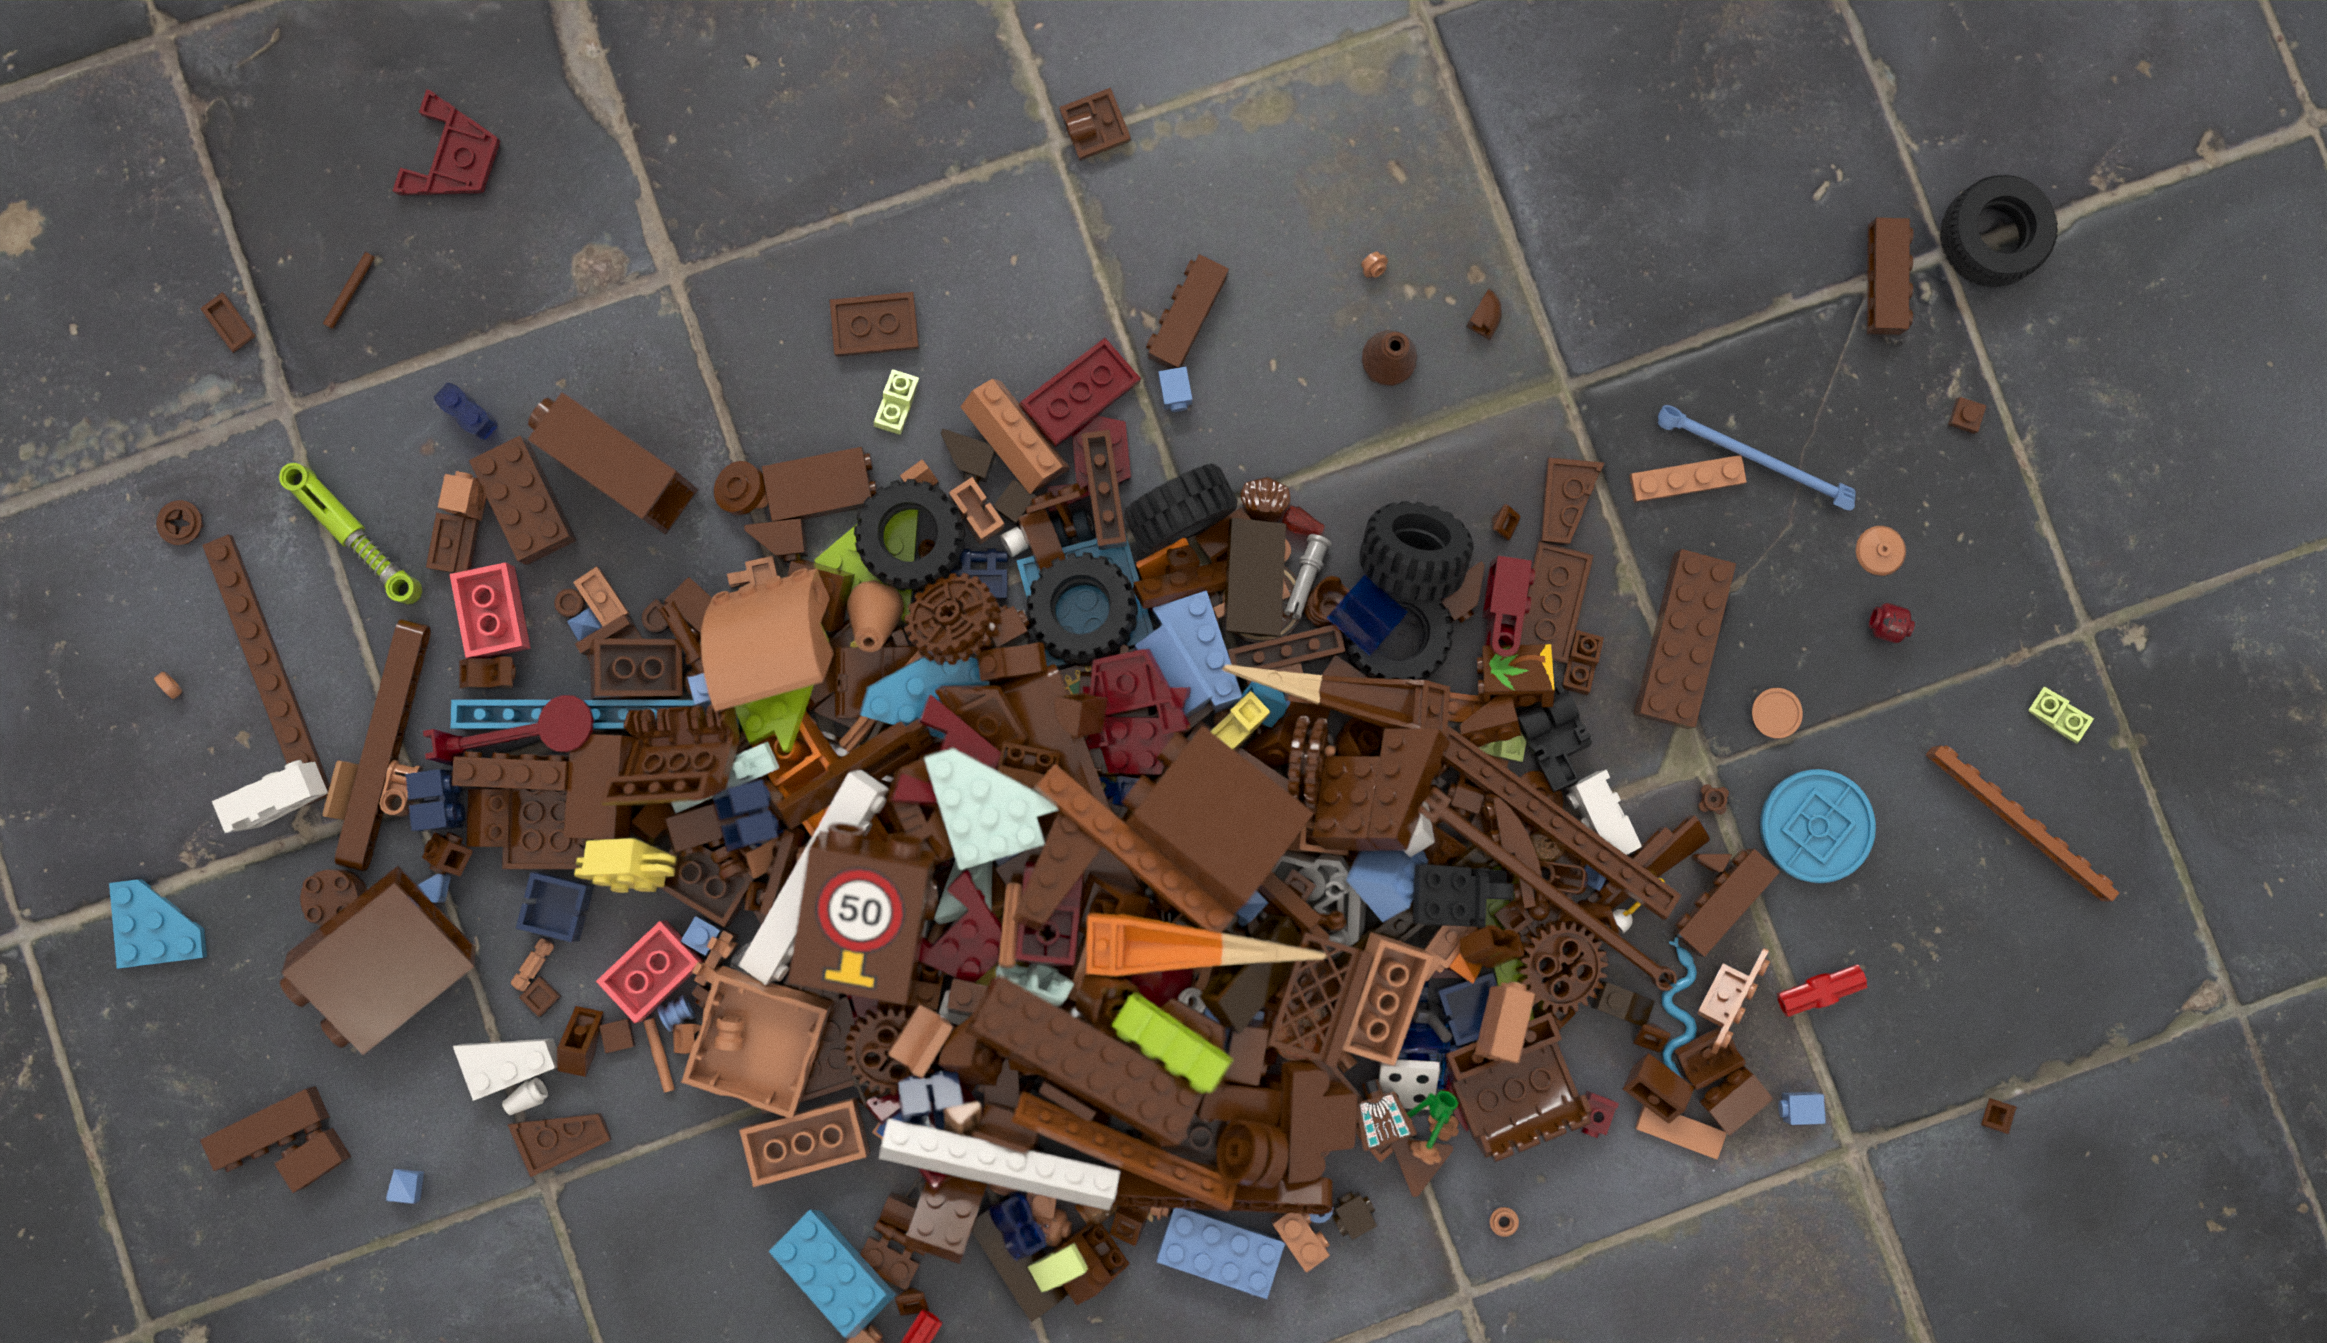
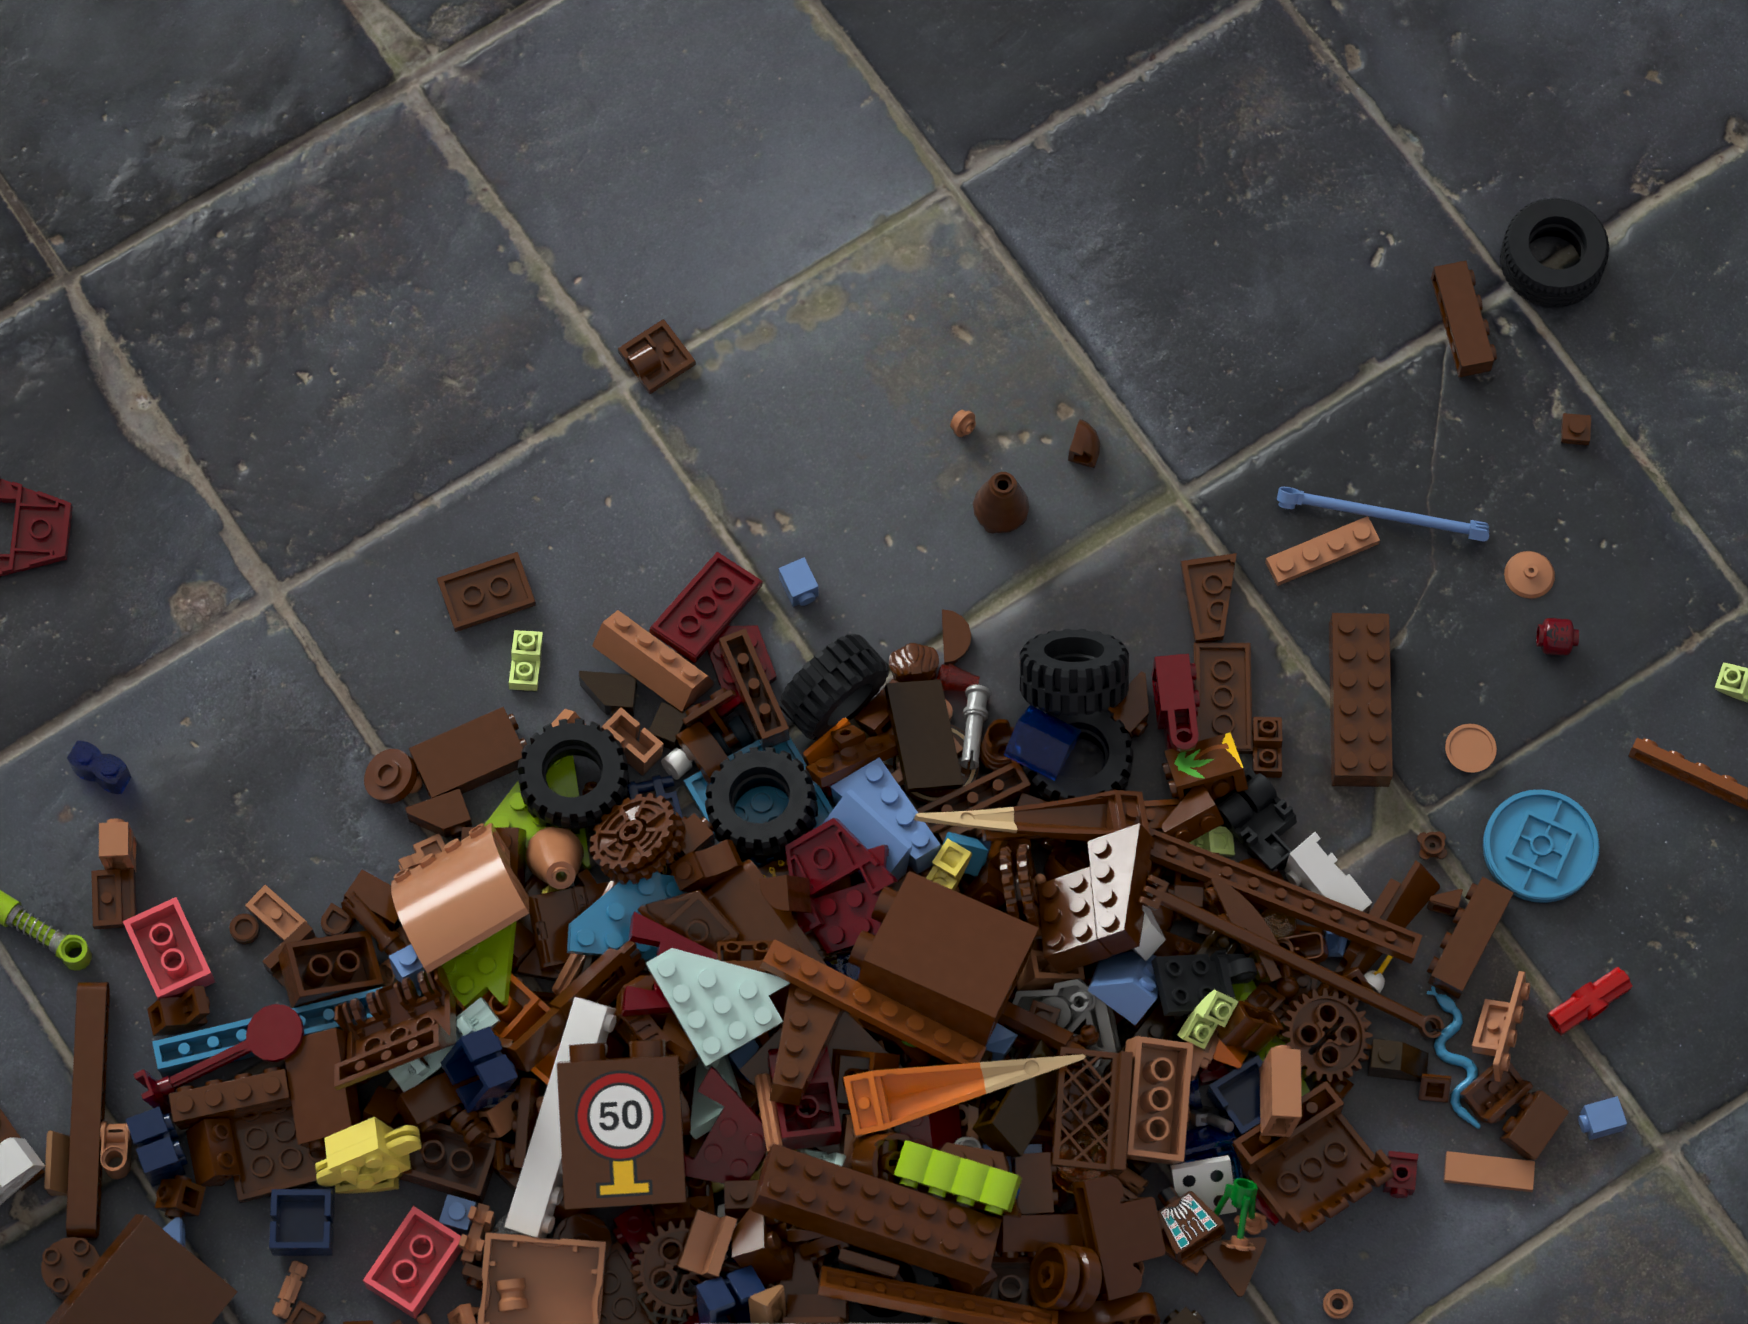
camera: 10 degrees left, 15 degrees down
(522, 500) = (177, 839): reddish brown brick -> none
(584, 624) = (264, 944): medium blue slope -> none
(610, 461) = (263, 773): reddish brown brick -> none
(675, 1012) = (448, 1300): medium blue bush -> none
(1187, 313) = (793, 508): reddish brown brick -> none
(1312, 479) = (955, 636): none -> reddish brown tile
(1458, 930) = (1210, 1012): none -> yellowish green slope
(1505, 521) = (1156, 631): reddish brown slope -> none
(1658, 1088) = (1454, 1131): reddish brown brick -> none

